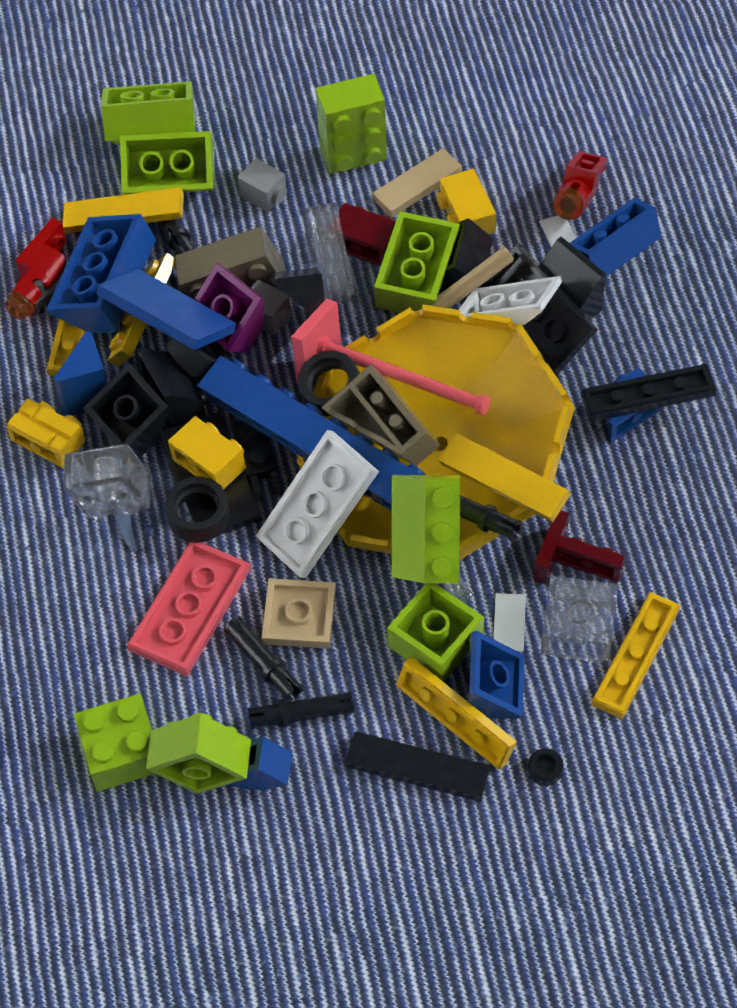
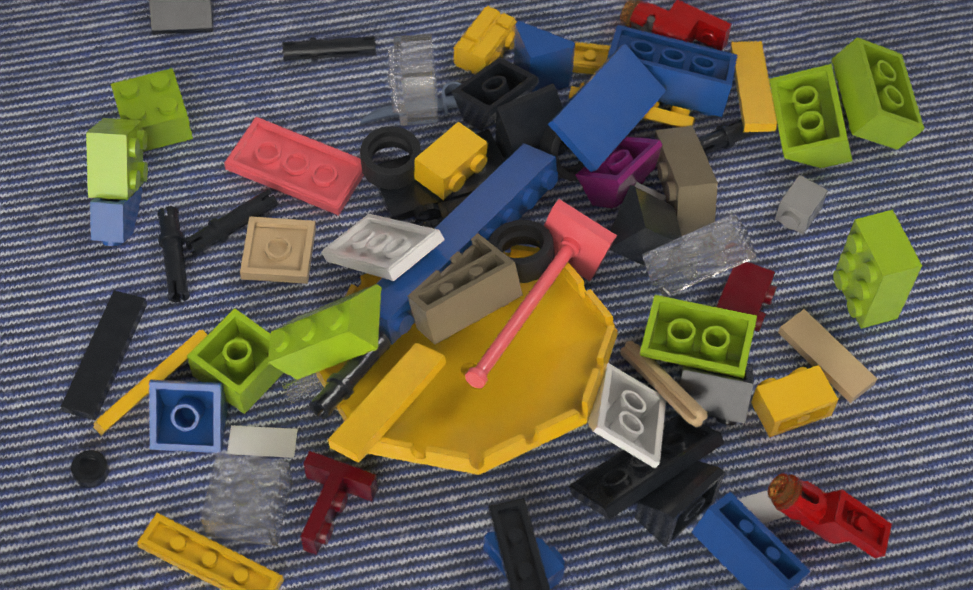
camera: 85 degrees right, 0 degrees up
(39, 589) = (328, 48): none -> black pin

